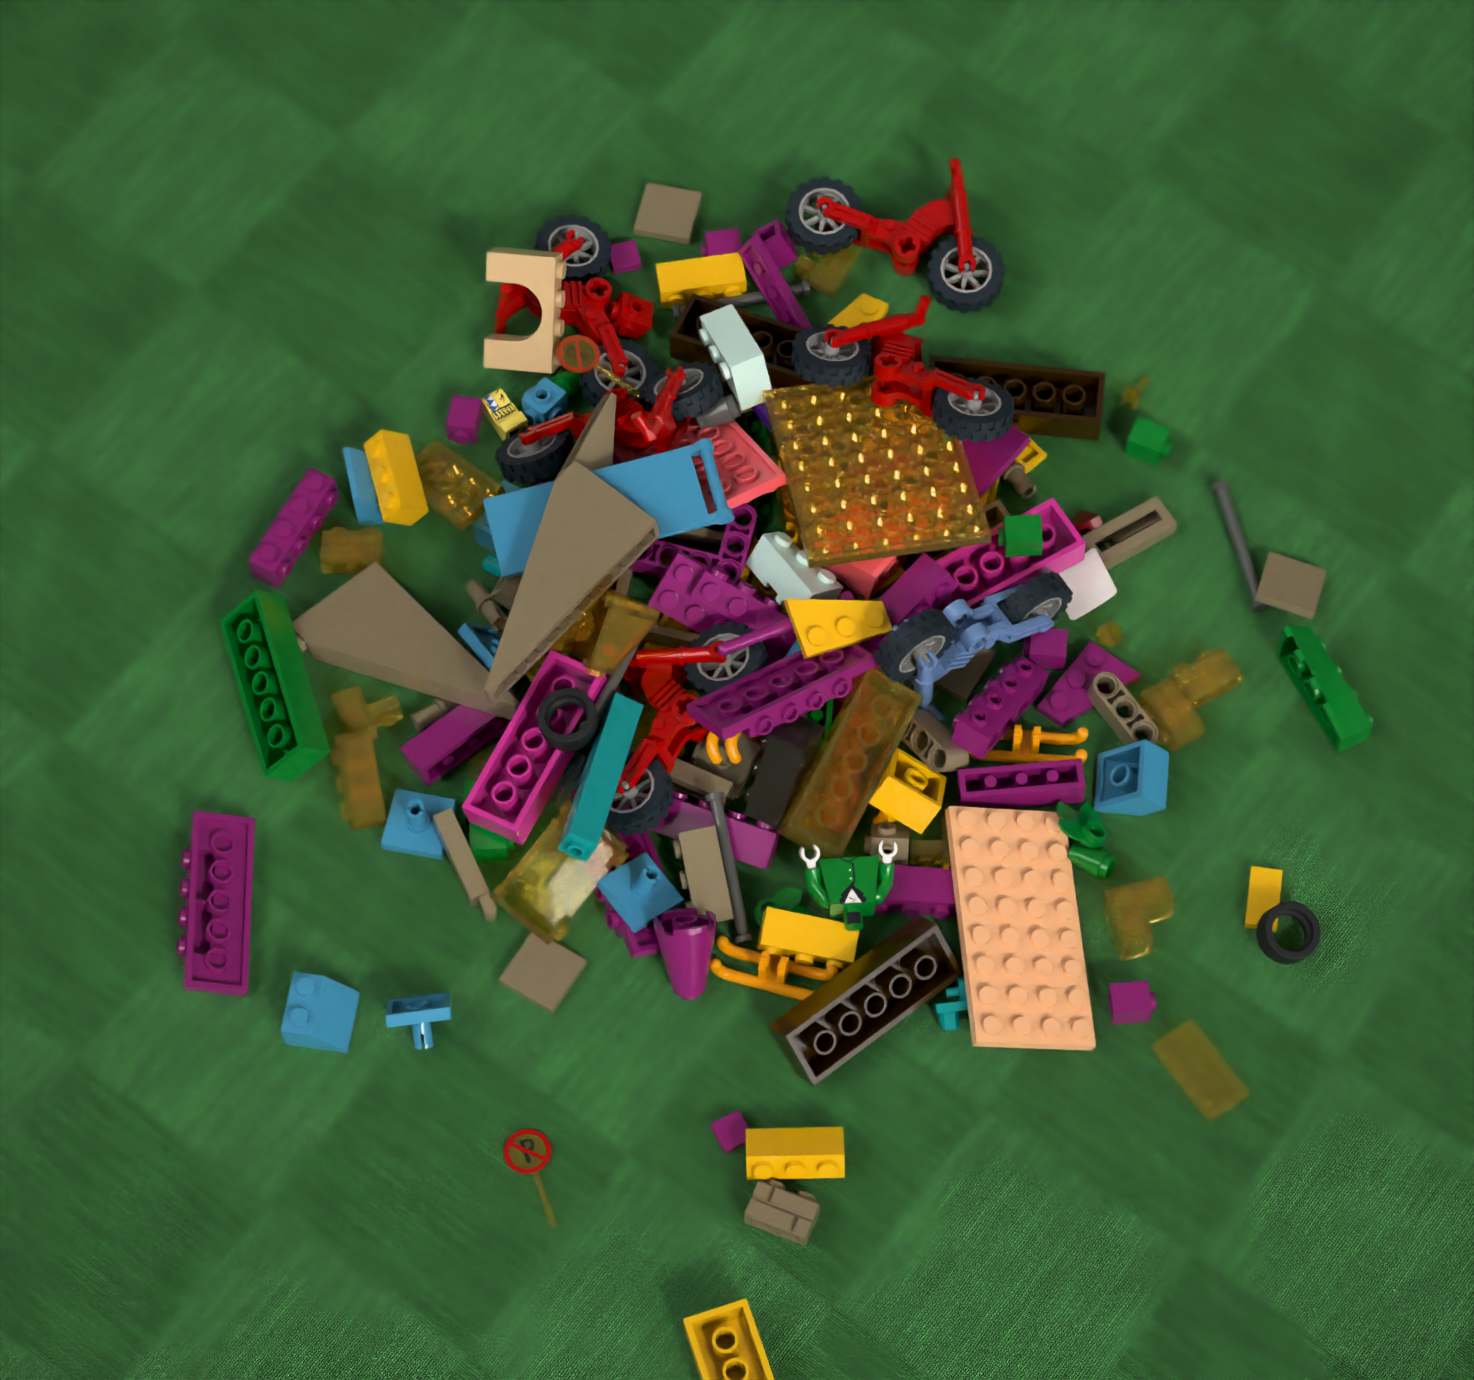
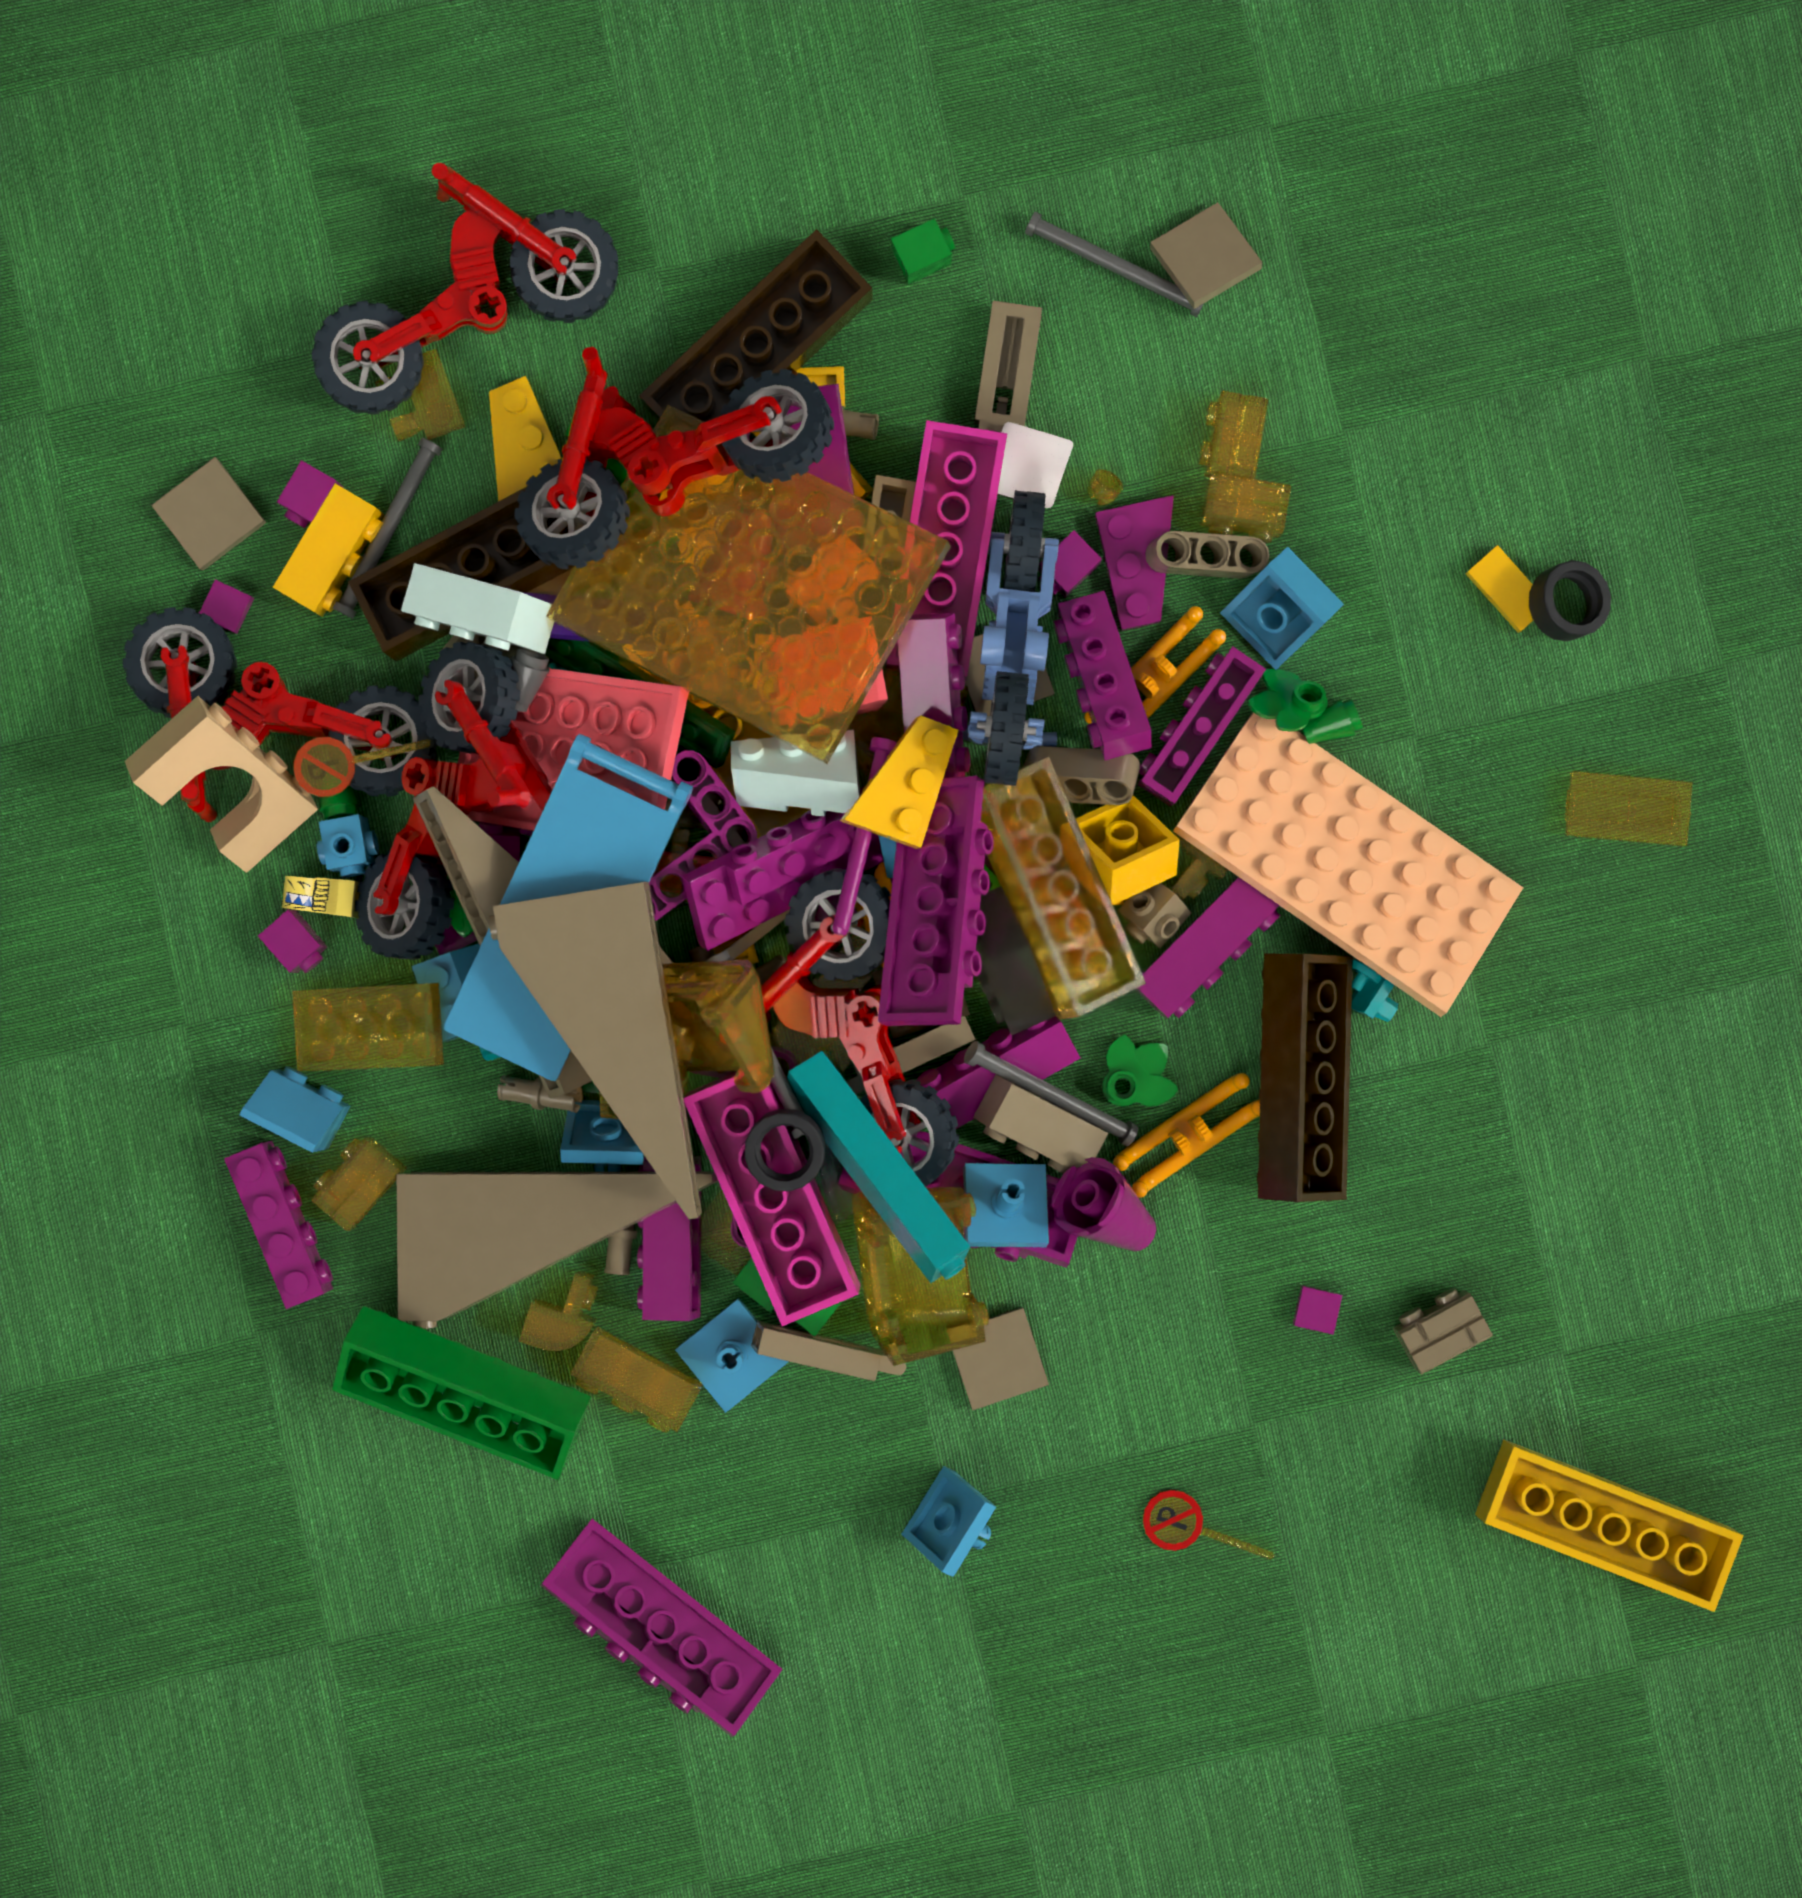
camera: 55 degrees left, 25 degrees up
(319, 1013) = (865, 1615): dark azure slope -> none
(395, 477) = (315, 1079): yellow brick -> none
(630, 315) = (312, 665): red brick -> none
(772, 283) = (413, 486): magenta tile -> none
(778, 243) = (355, 438): magenta brick -> none
(795, 1153) = (1398, 1273): yellow brick -> none
(807, 938) = (1189, 1077): yellow brick -> none
(849, 884) = (1184, 998): green torso -> none
(1021, 535) = (950, 496): green brick -> none
(1086, 520) = (956, 401): dark red tile -> none
(1130, 1002) = (1510, 816): magenta brick -> none
(1132, 909) = (1418, 734): clear yellow brick -> none
(1133, 394) = (851, 214): clear yellow hand -> none
(1323, 687) = (1346, 327): green wedge -> none

